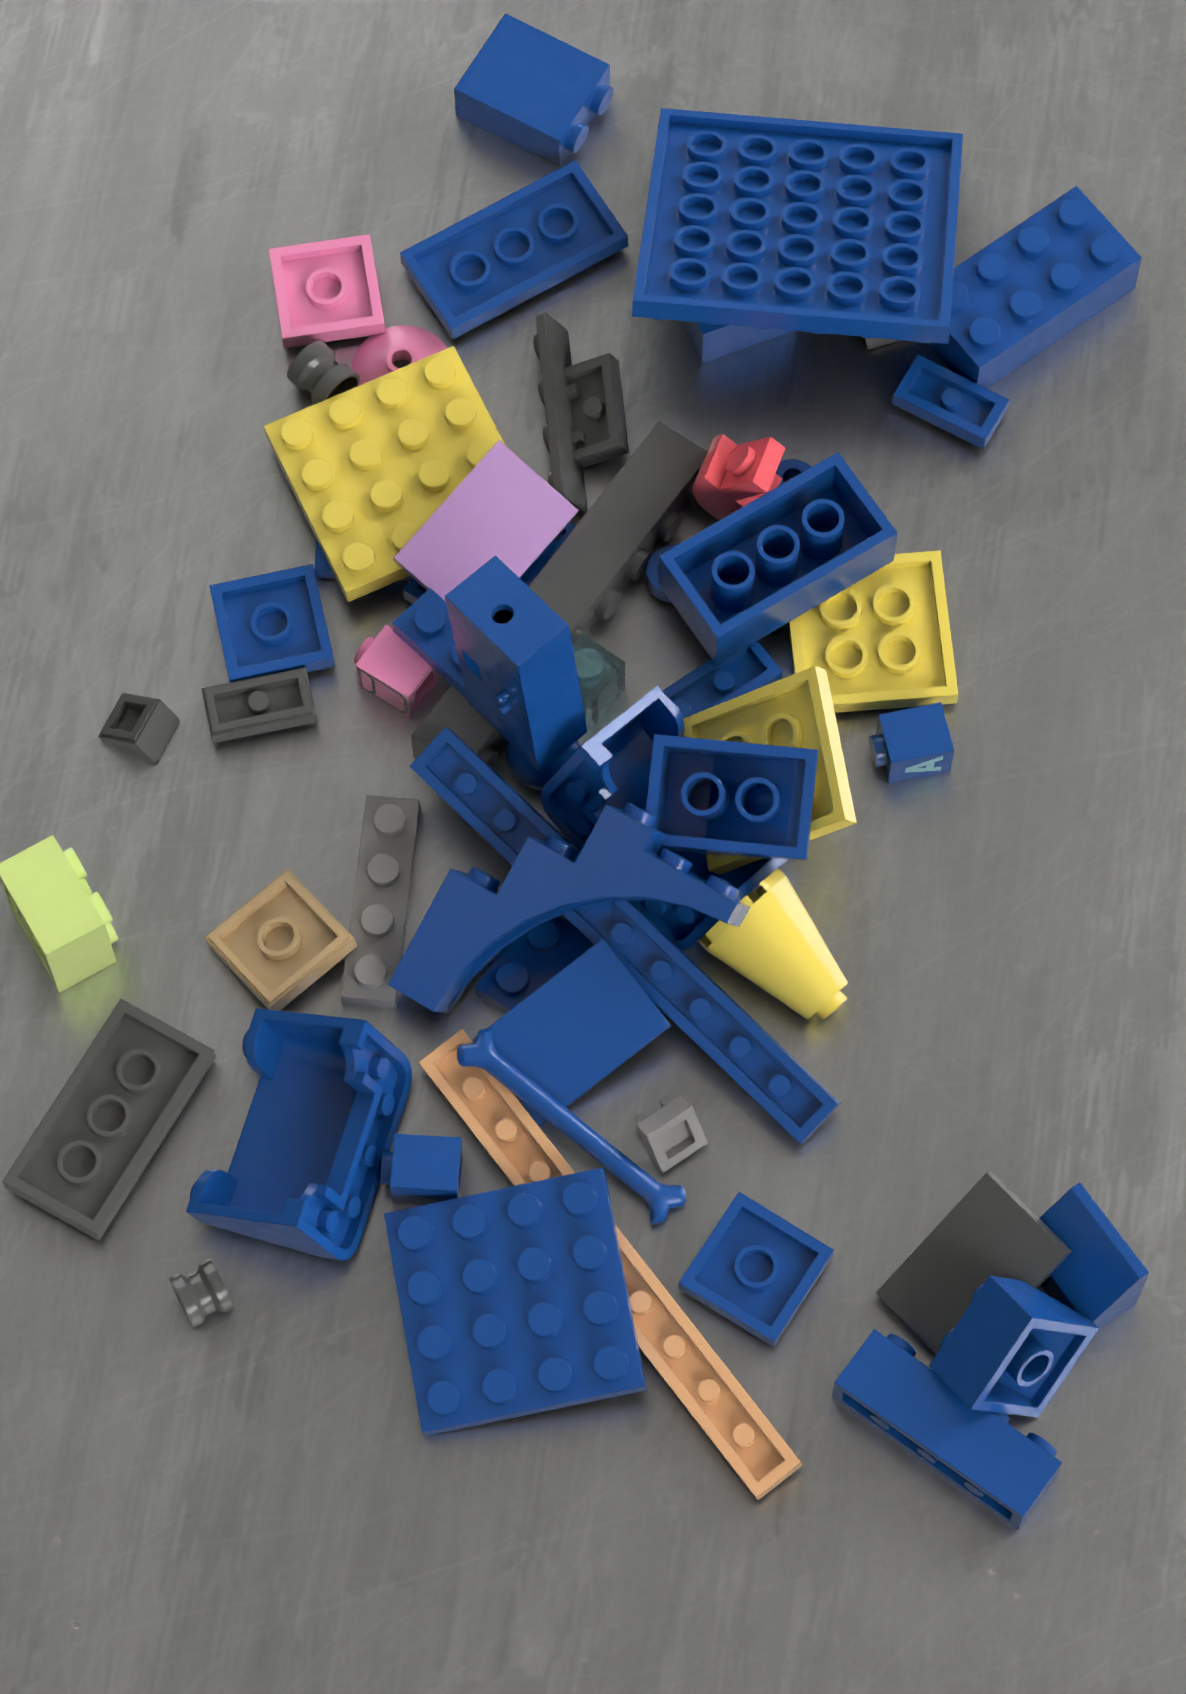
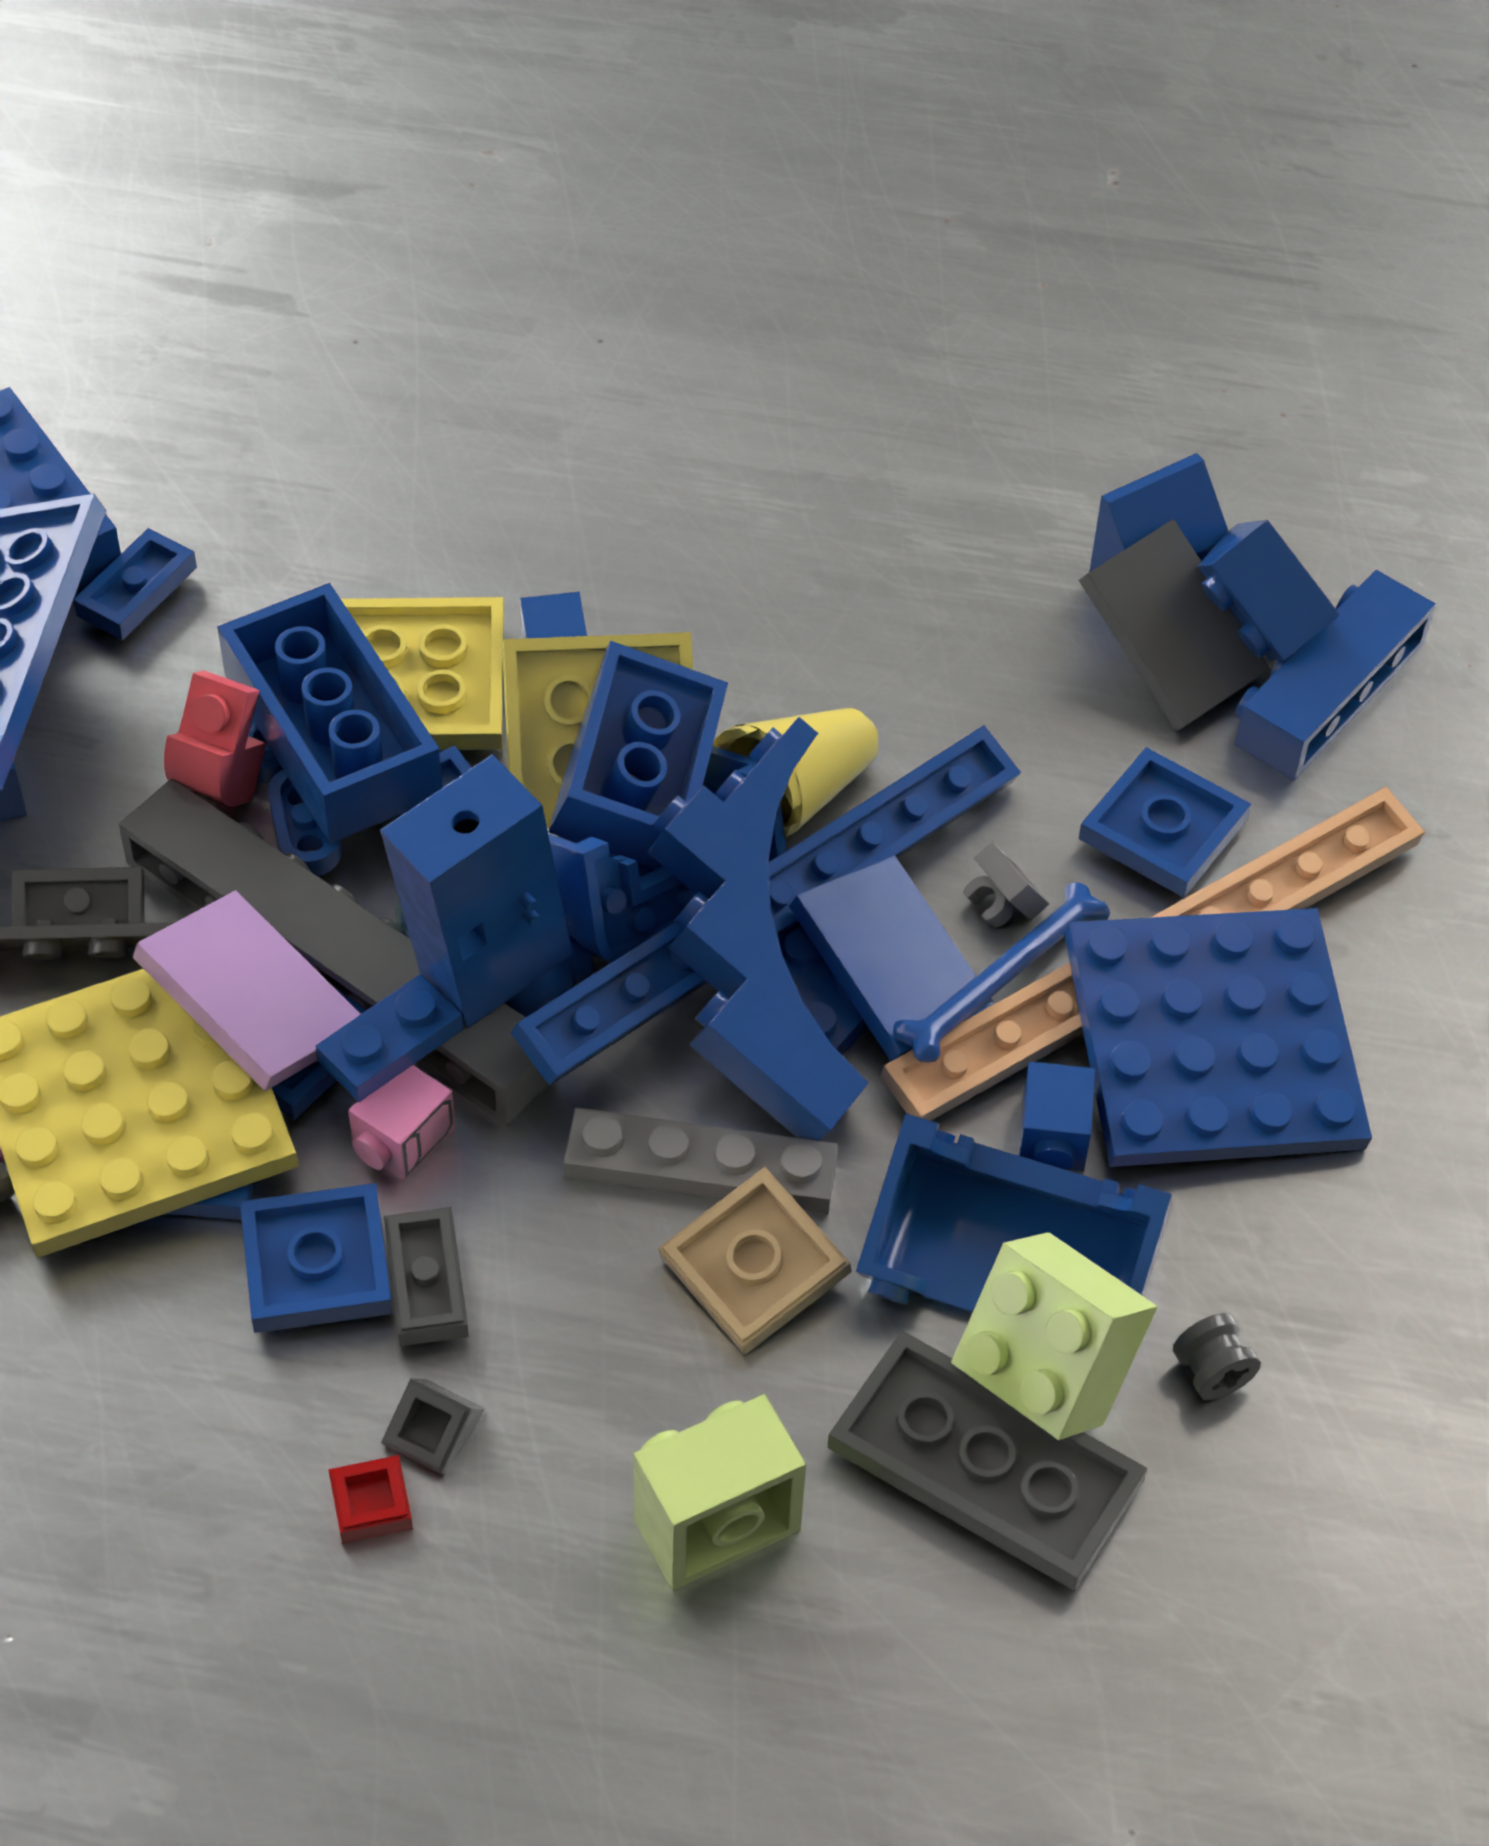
camera: 90 degrees left, 15 degrees down
(74, 690) = (370, 1499): none -> red tile
(187, 1148) = (1053, 1335): none -> yellowish green brick

